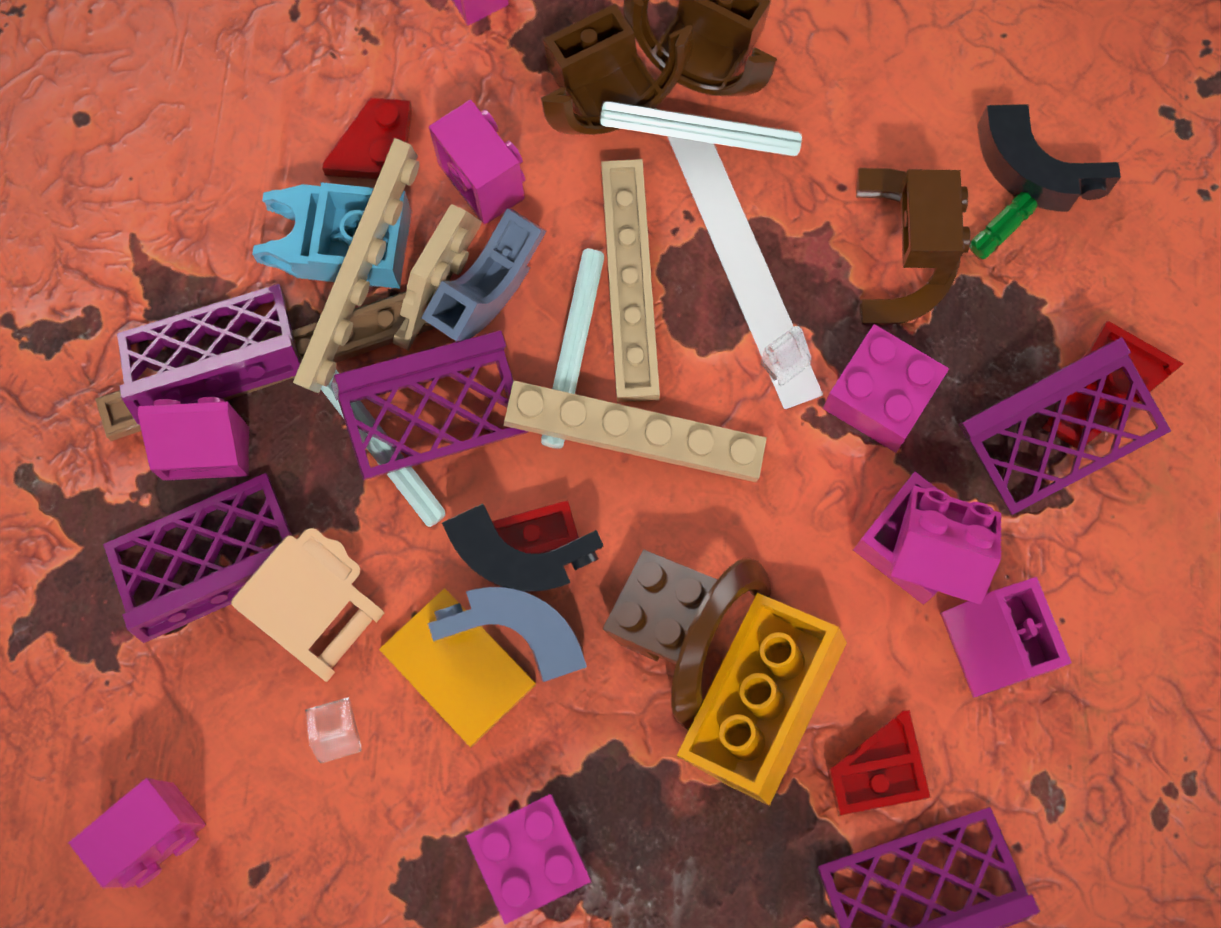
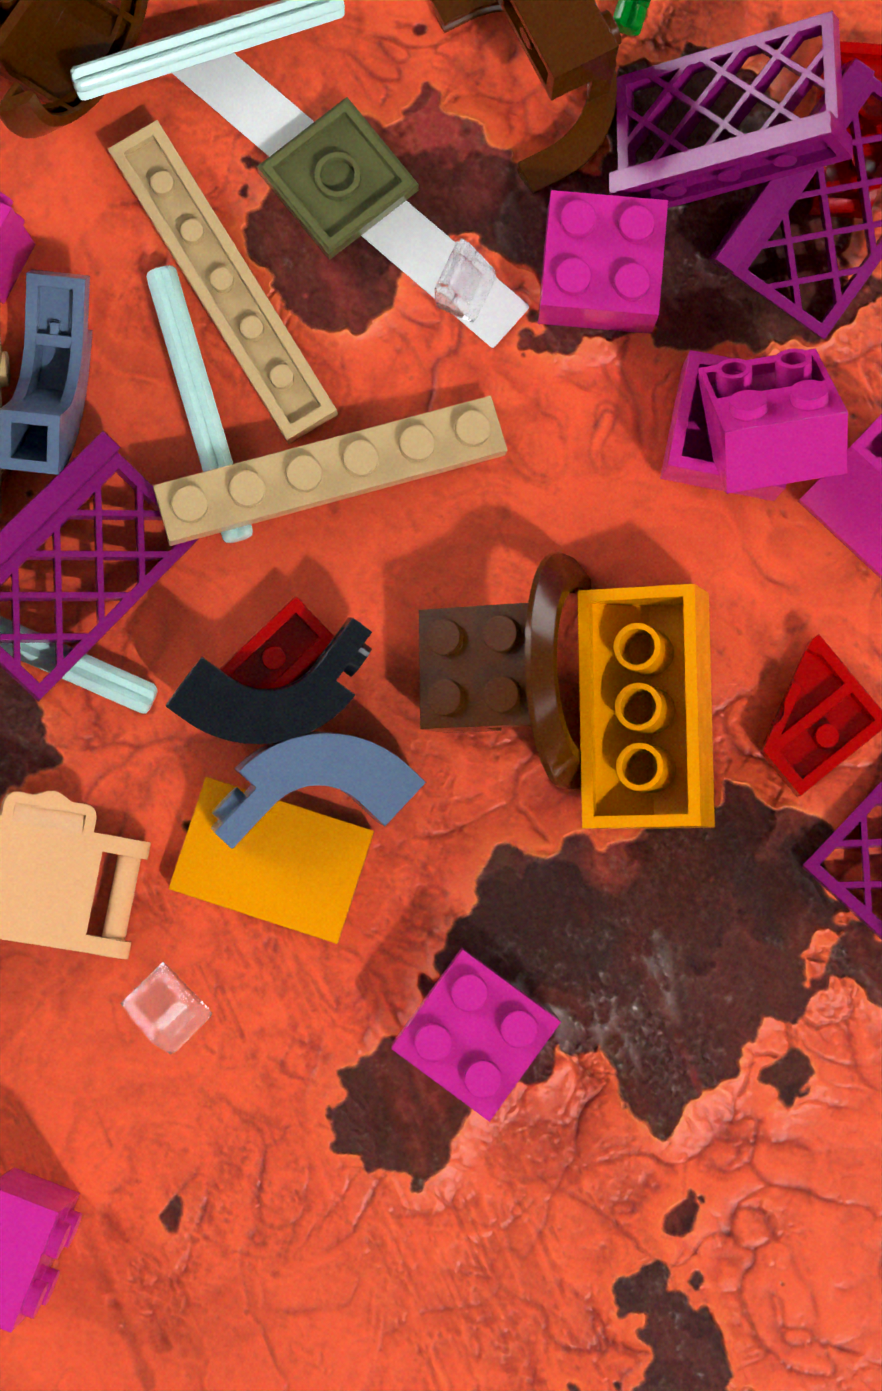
camera: 30 degrees left, 10 degrees up
(739, 252) = (338, 178): none -> olive tile
(1007, 363) = (748, 158): none -> magenta fence

